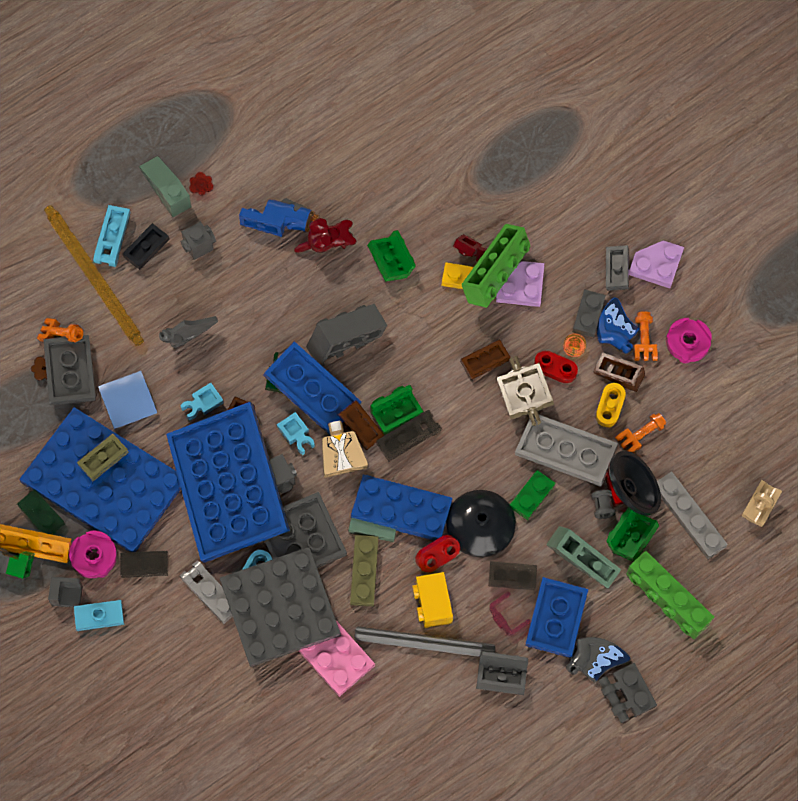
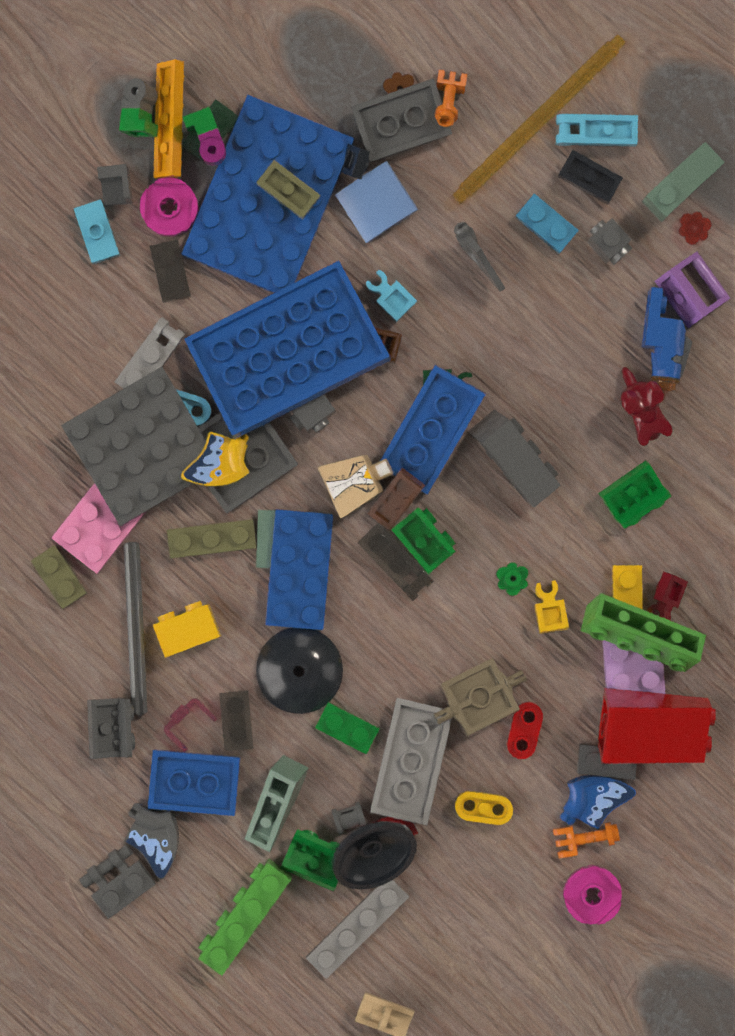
camera: 80 degrees right, 20 degrees up
(45, 509) = (211, 147): none -> leg
(92, 407) = (355, 161): none -> black plate
(173, 283) = (546, 223): none -> dark azure plate
(251, 197) = (683, 295): none -> medium lavender tile
(294, 431) = (374, 417): medium azure plate -> none
(304, 545) = (219, 461): none -> yellow arm
(372, 695) = (59, 577): none -> olive plate
(434, 360) = (504, 575): none -> green plant
(438, 552) = (247, 624): red plate -> none
(469, 331) = (550, 613): none -> yellow plate
(485, 359) = (516, 639): reddish brown plate -> none
(568, 273) = (654, 727): none -> red slope
(574, 345) = (559, 749): tile -> none
(617, 268) = (676, 789): dark grey plate -> none
(625, 381) = (527, 836): reddish brown slope -> none
(657, 263) = (695, 840): lavender plate -> none
(657, 421) = (444, 841): orange hinge -> none

